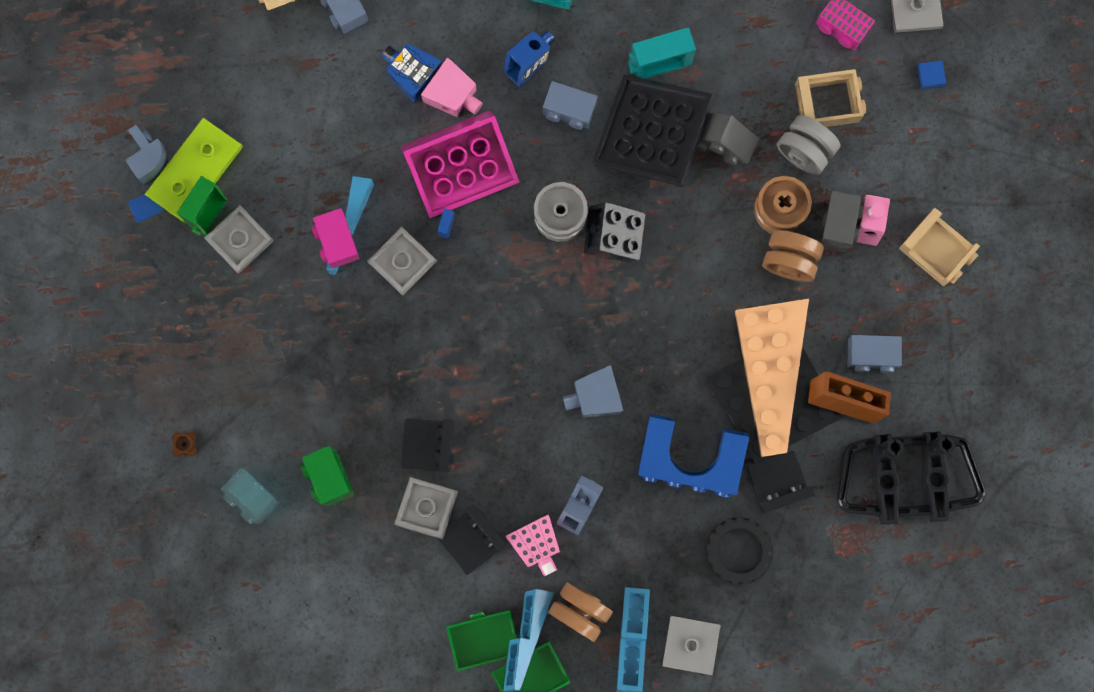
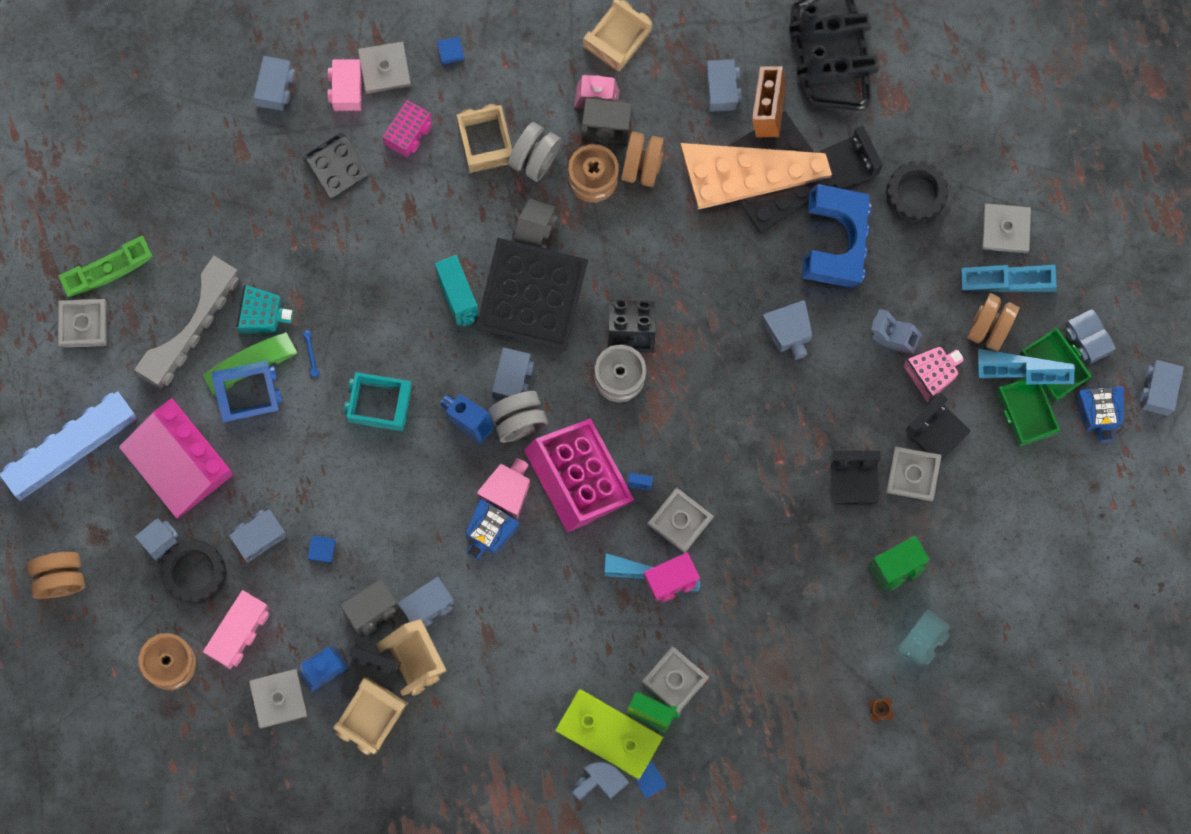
camera: 100 degrees left, 5 degrees down
(518, 105) = (518, 416): none -> light grey wheel

